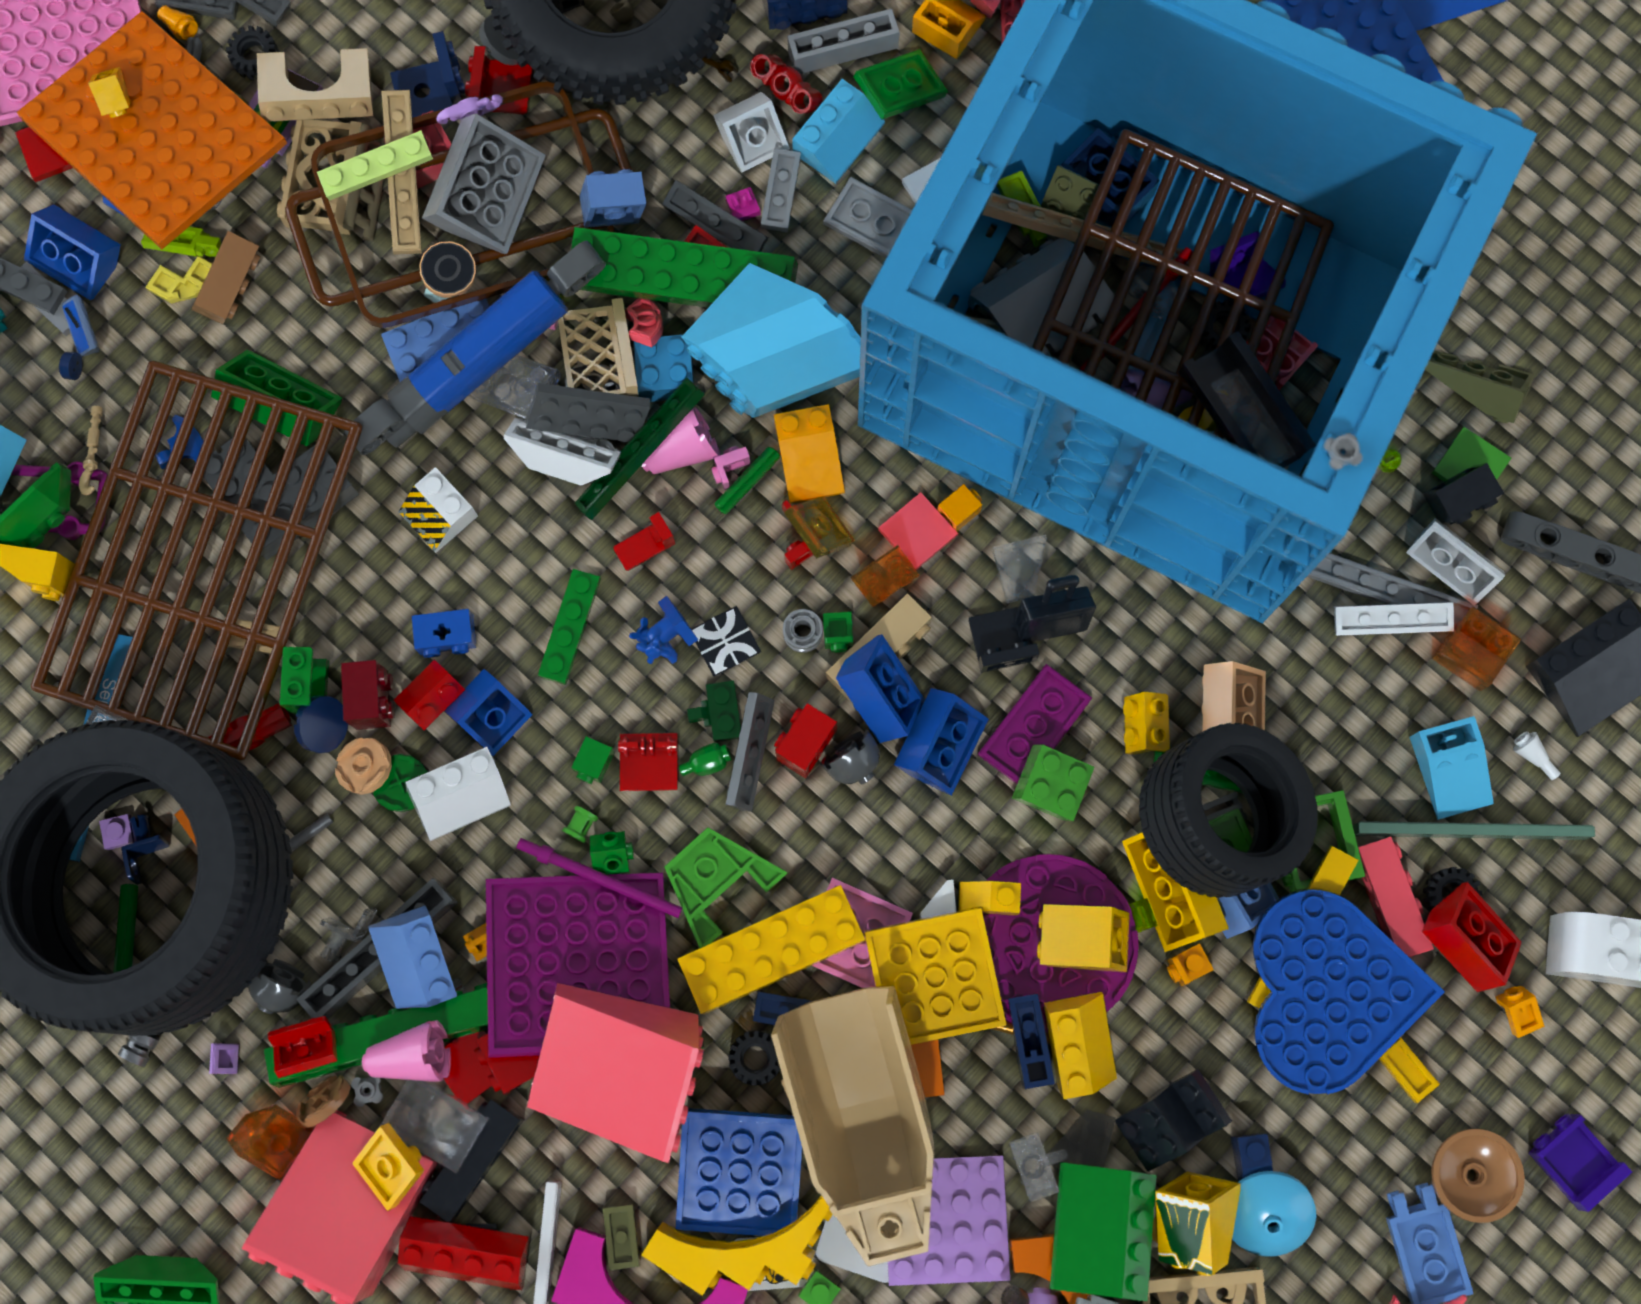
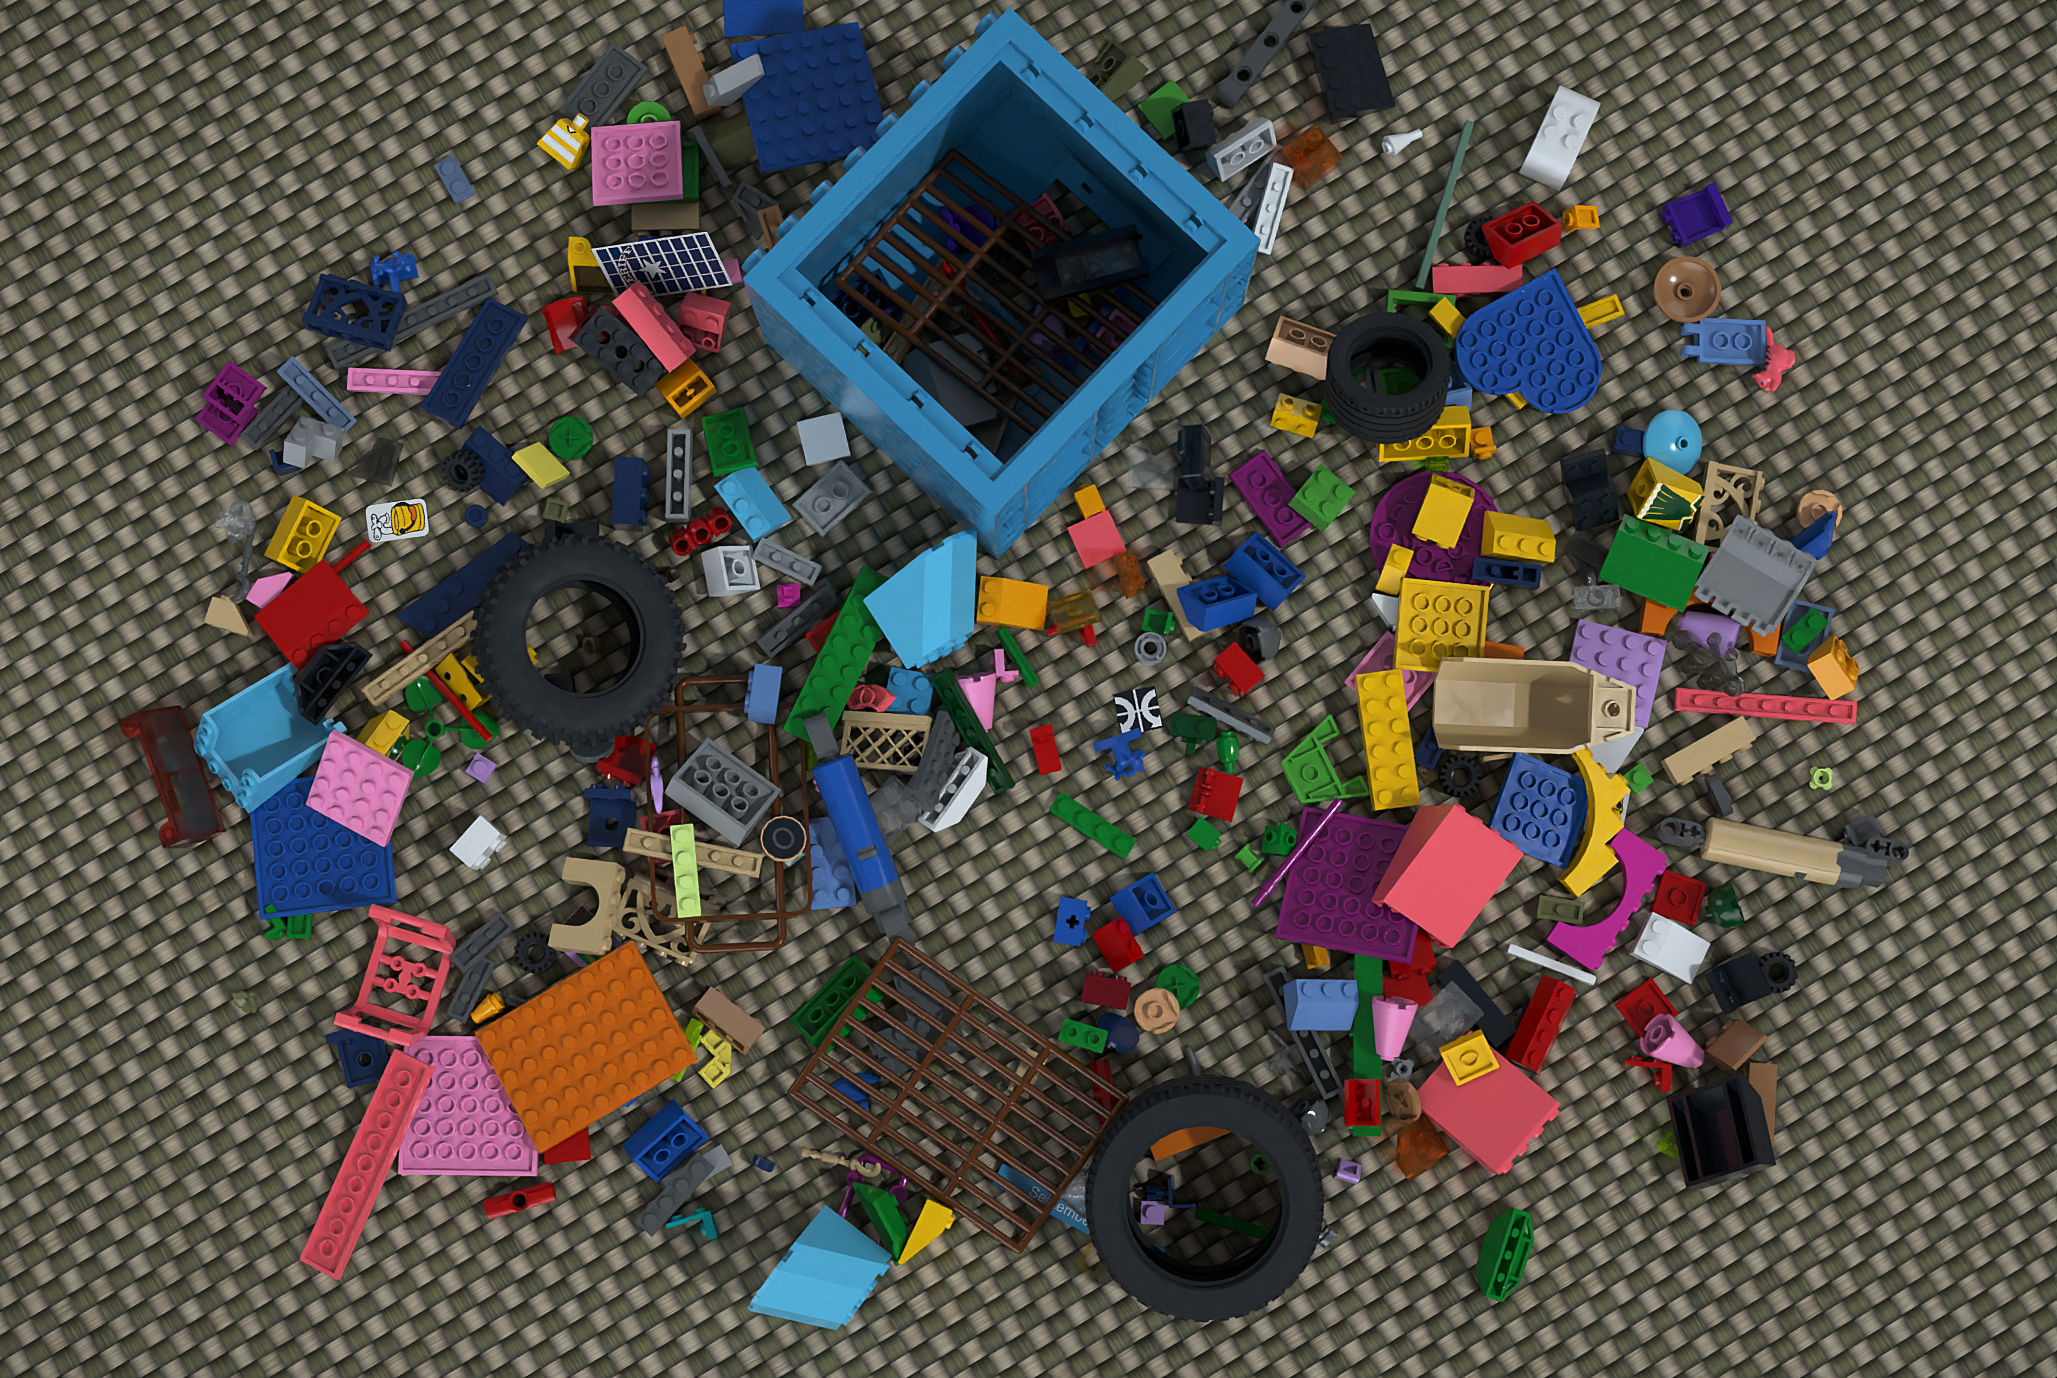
camera: 75 degrees left, 5 degrees up
(80, 326) = (733, 1147): slope -> none
(110, 92) = (551, 1068): yellow slope -> none
(436, 510) = (971, 903): slope -> none
(458, 793) = (1201, 942): white slope -> none
(1346, 442) = (1207, 215): light grey plate -> none
(1454, 767) = (1393, 204): medium azure slope -> none

